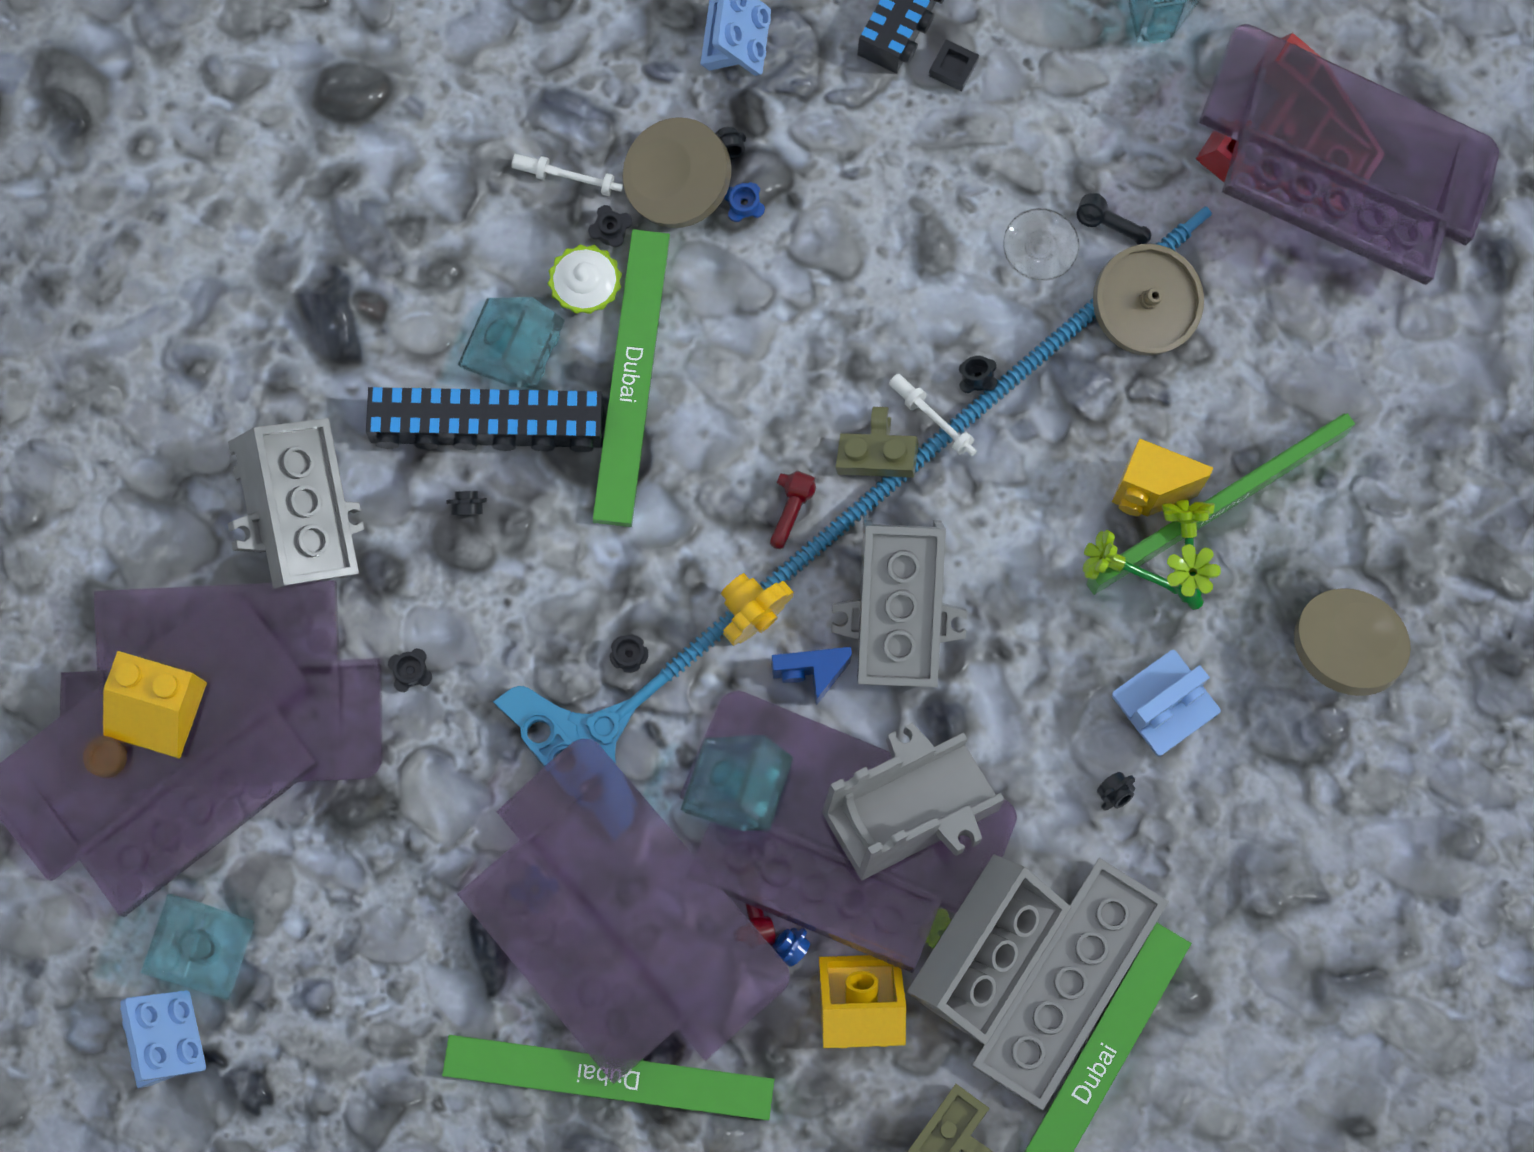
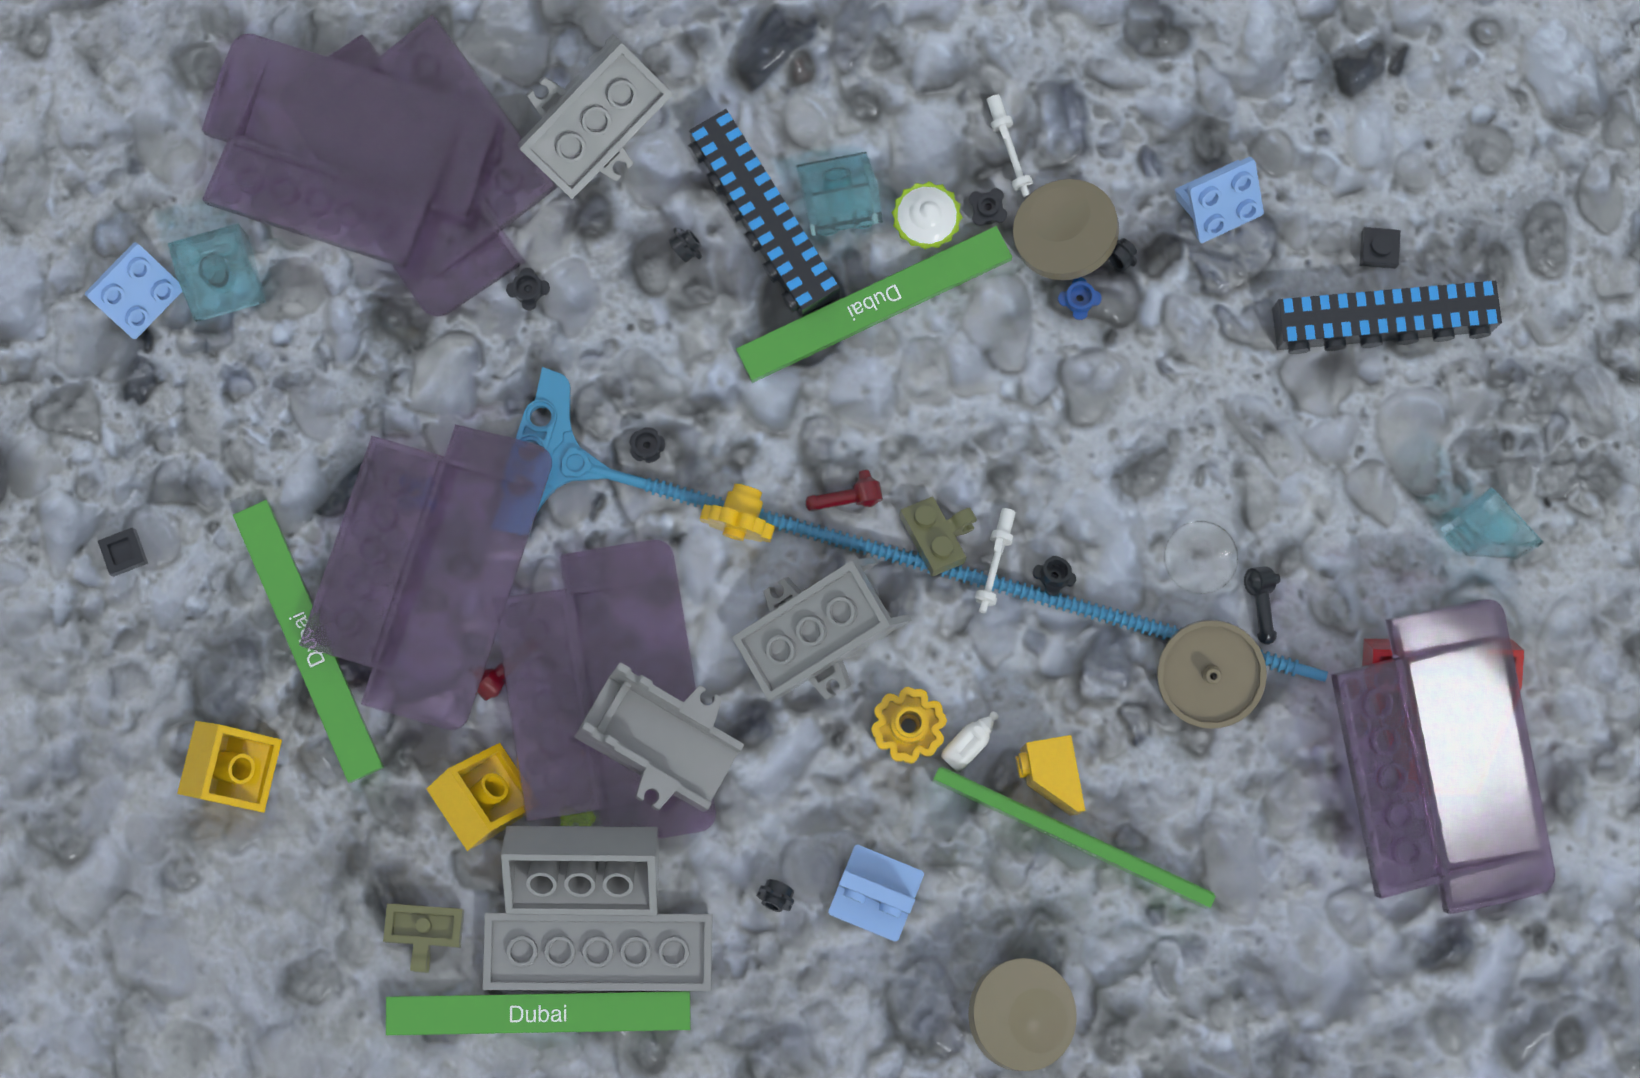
camera: 60 degrees right, 5 degrees up
(104, 757) = (311, 108): clear orange tile -> none
(150, 704) = (370, 113): yellow slope -> none
(738, 782) = (589, 592): clear light blue slope -> none
(792, 945) = (491, 715): blue plate -> none
(822, 664) = (729, 602): blue slope -> none
(953, 65) = (1312, 391): black plate -> none
(1033, 598) = (910, 705): none -> yellow plant
(1077, 535) = (969, 742): none -> white piece
(1191, 570) = (978, 842): lime plant -> none

